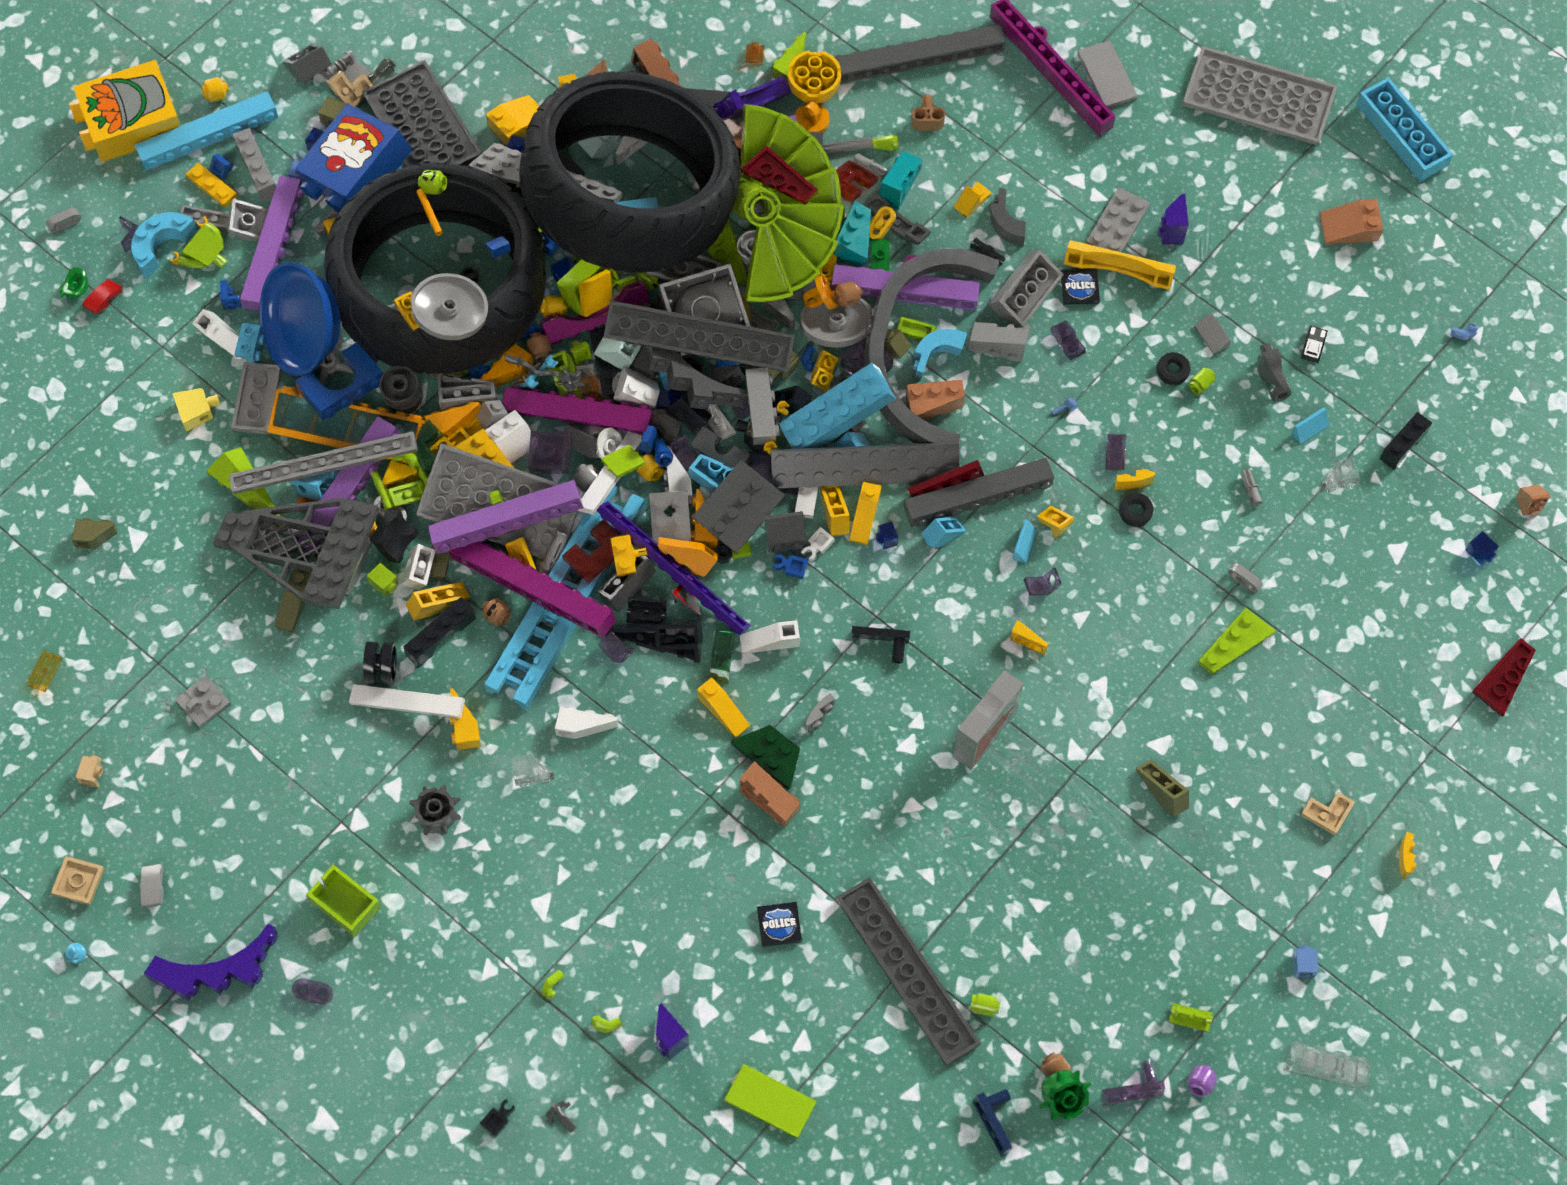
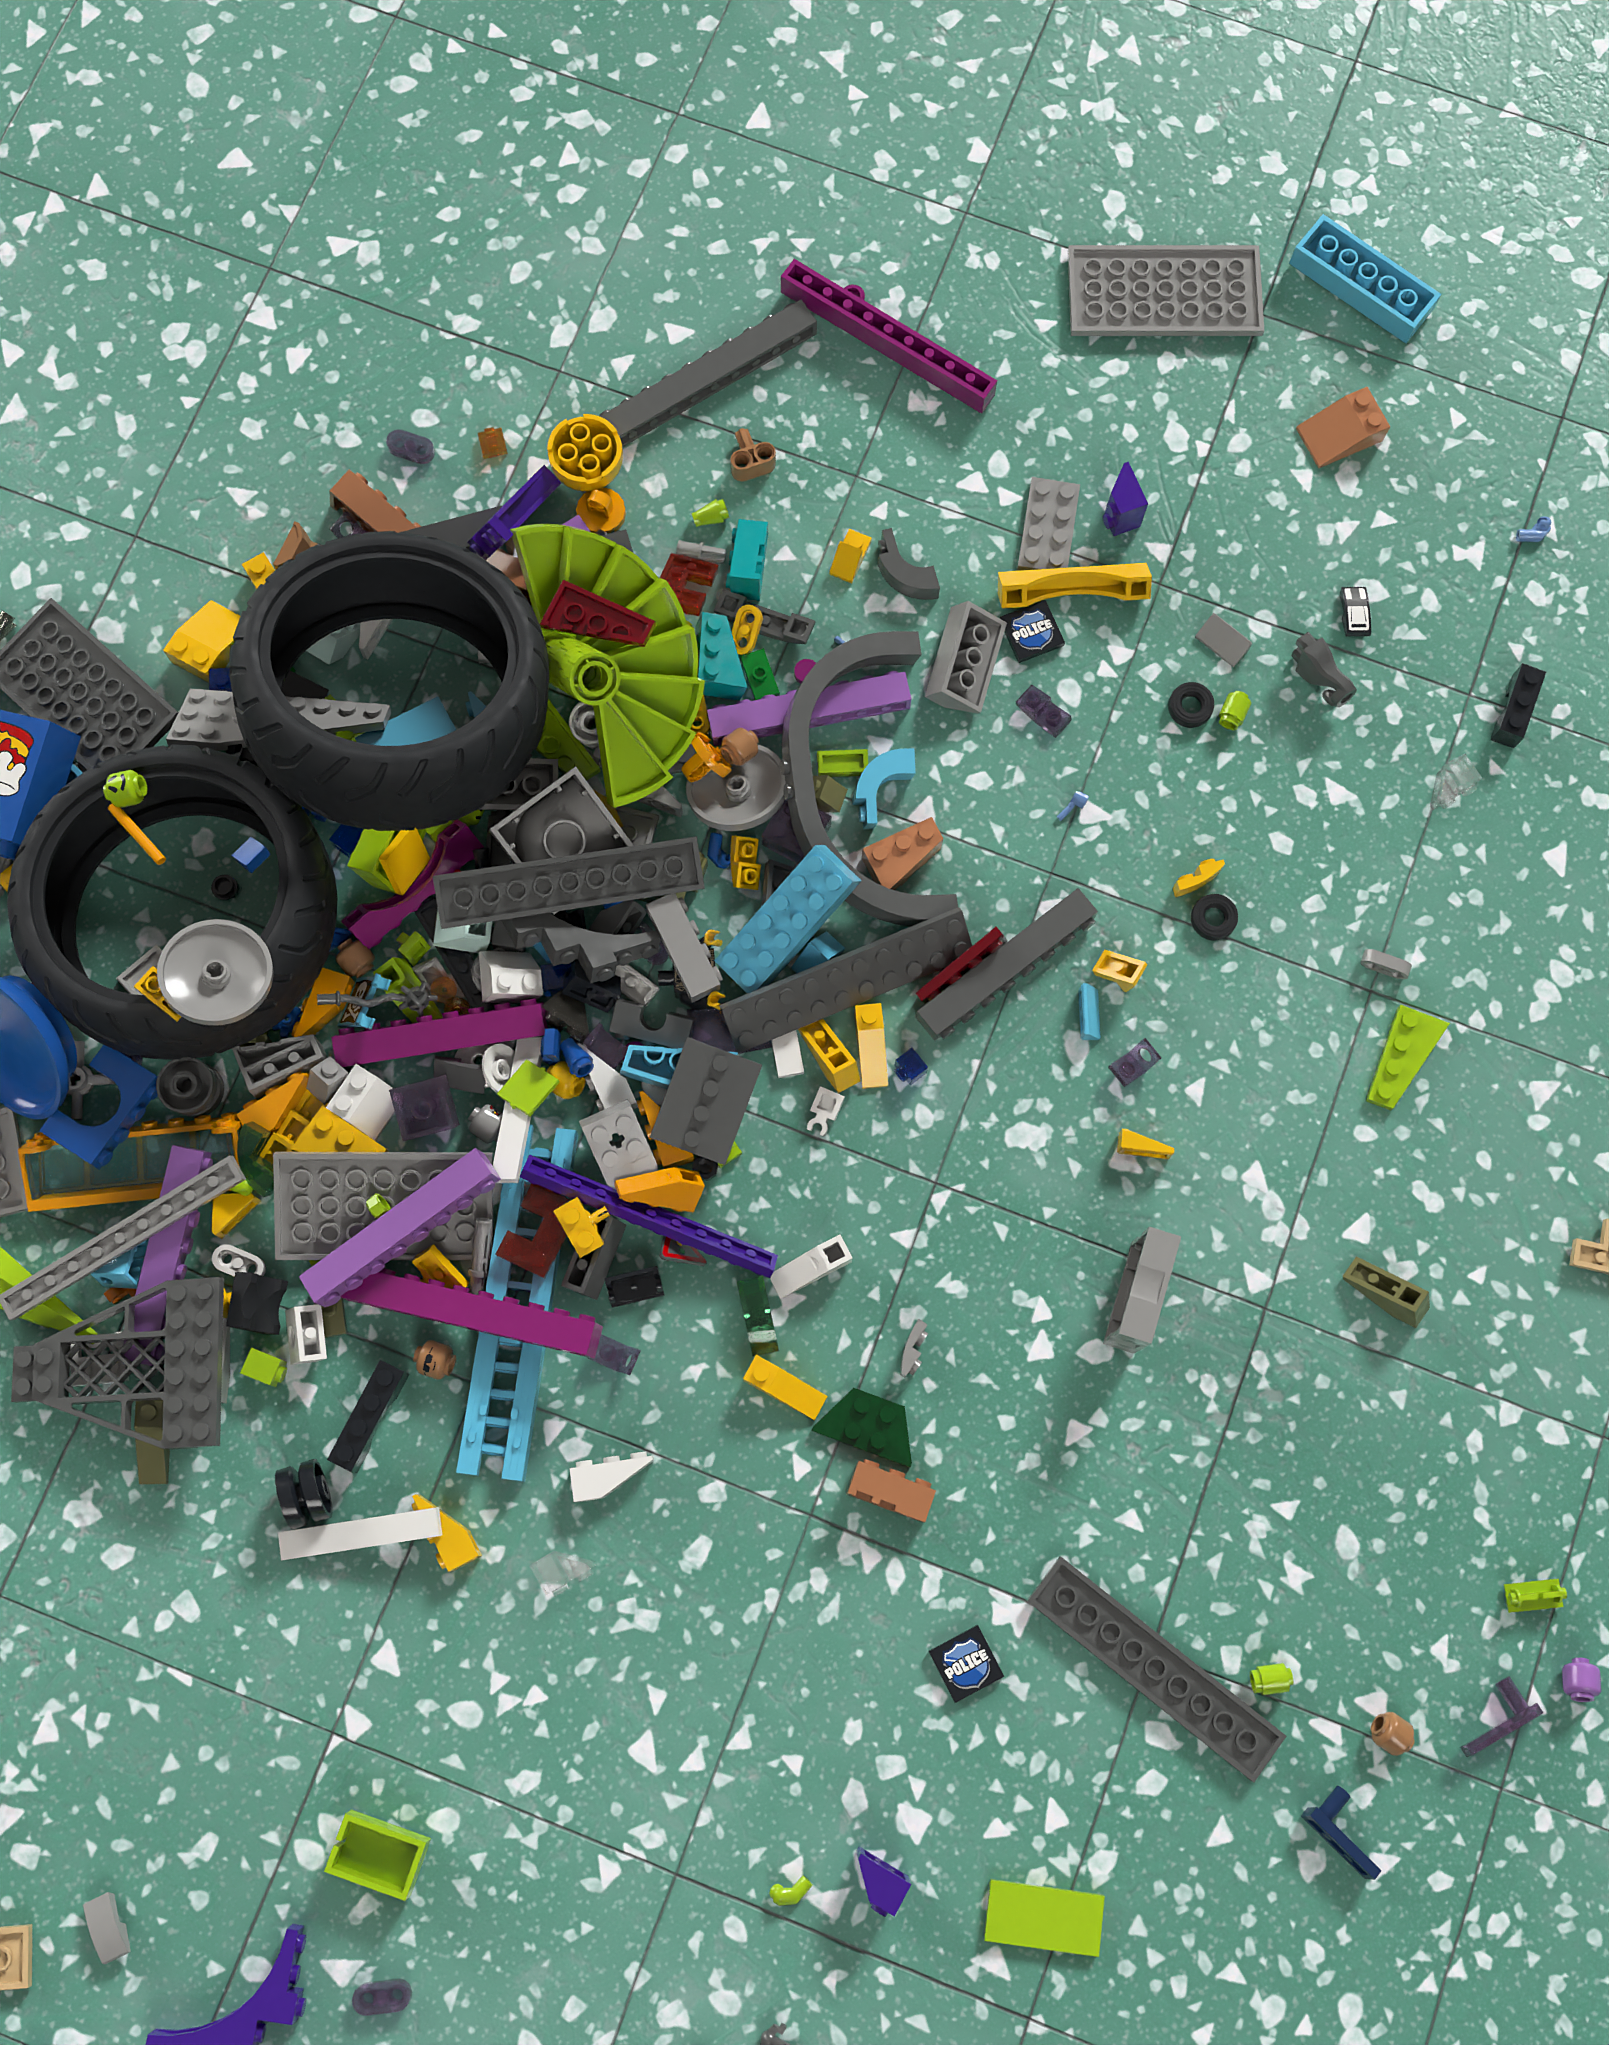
camera: 20 degrees left, 10 degrees up
(203, 702) = (80, 1631): light grey hinge -> none
(402, 494) = (246, 1238): lime plate -> none
(435, 600) = (347, 1370): yellow slope -> none
(435, 799) = (437, 1677): dark grey brick -> none
(549, 983) = (696, 1862): lime arm -> none
(553, 304) = (352, 893): yellow head -> none
(675, 637) = (683, 1308): black wedge -> none
(700, 38) = (412, 446): none -> plate
(781, 66) = (536, 450): lime slope -> none
(785, 532) = (778, 1112): dark grey slope -> none
(793, 567) = (806, 1152): blue plate -> none
(794, 396) = (719, 916): black slope -> none
(848, 145) = (662, 533): light grey axle -> none
(899, 637) = (977, 1205): black piece -> none
(942, 531) = (980, 1036): medium azure slope -> none
(987, 250) = (895, 622): black pin -> none
(999, 341) = (958, 744): light grey wedge -> none
(1065, 1094) = (1421, 1771): green brick -> none
(1107, 74) = (960, 323): light grey tile -> none
(1115, 452) = (1161, 846): clear purple slope -> none
(1251, 488) = (1348, 836): light grey axle -> none
(1311, 426) = (1392, 726): medium azure slope -> none

